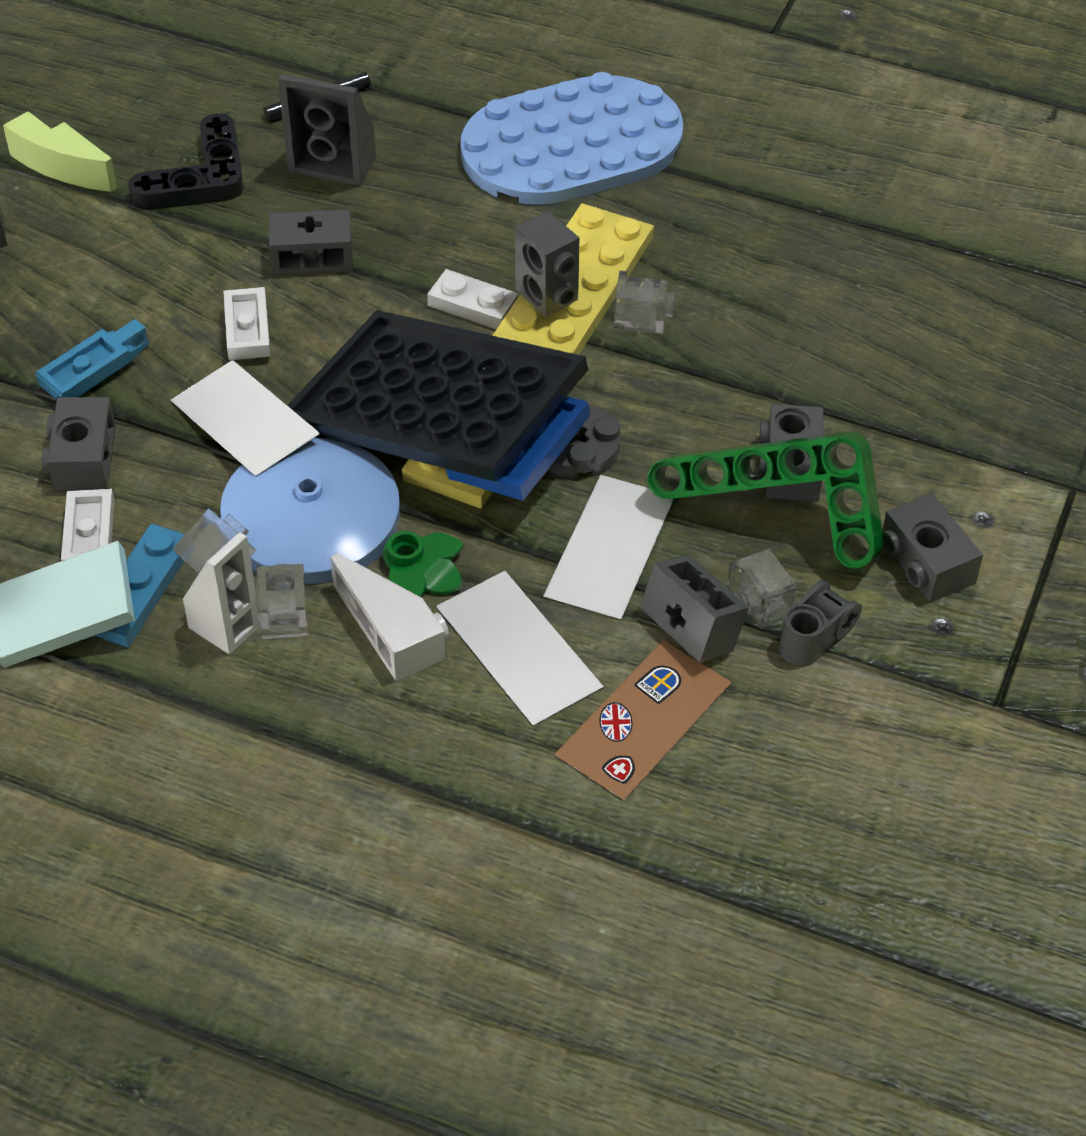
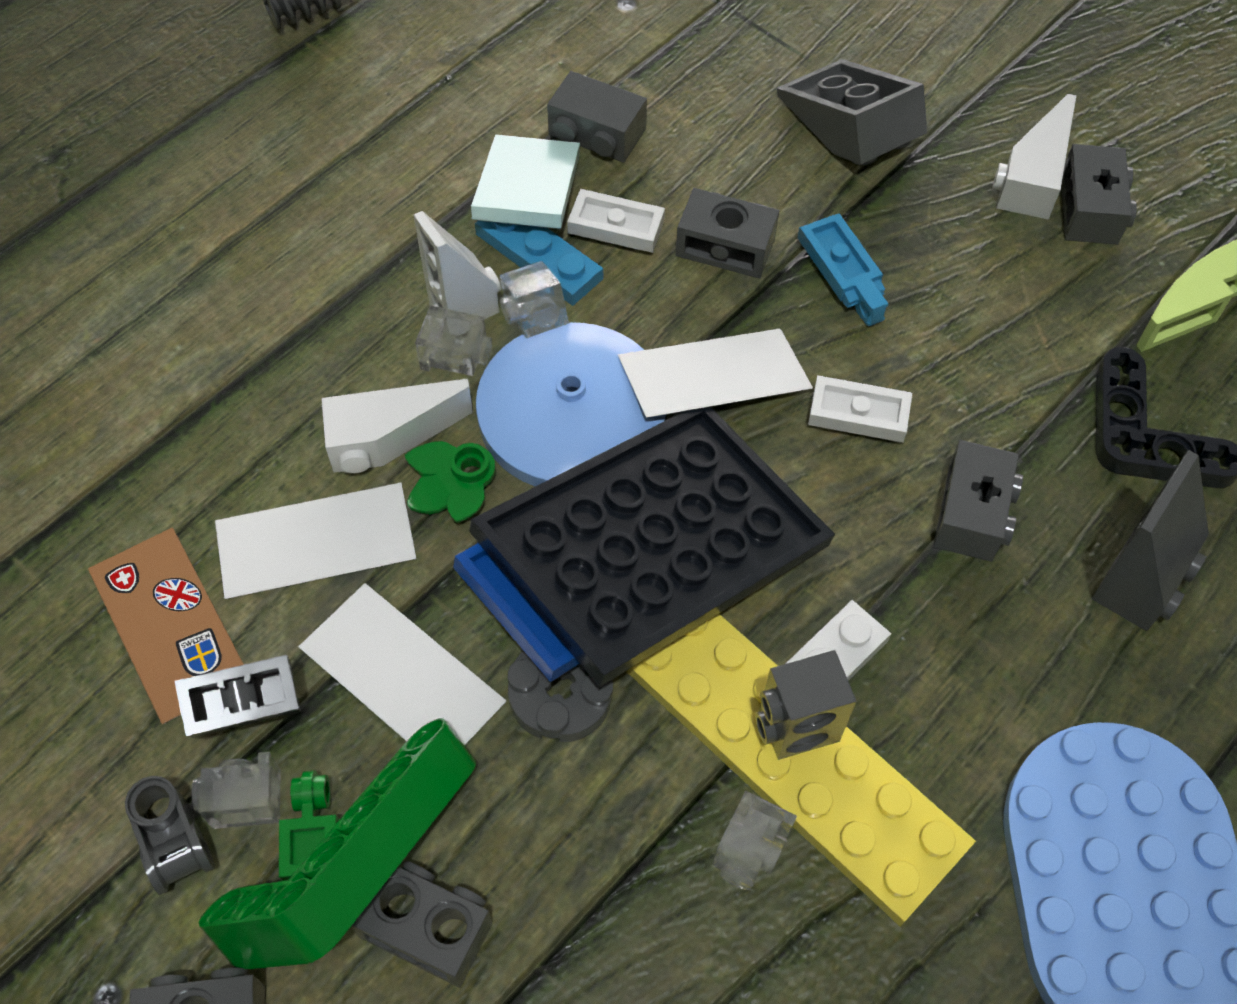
camera: 110 degrees right, 10 degrees up
(774, 531) = (302, 835): none -> green plate

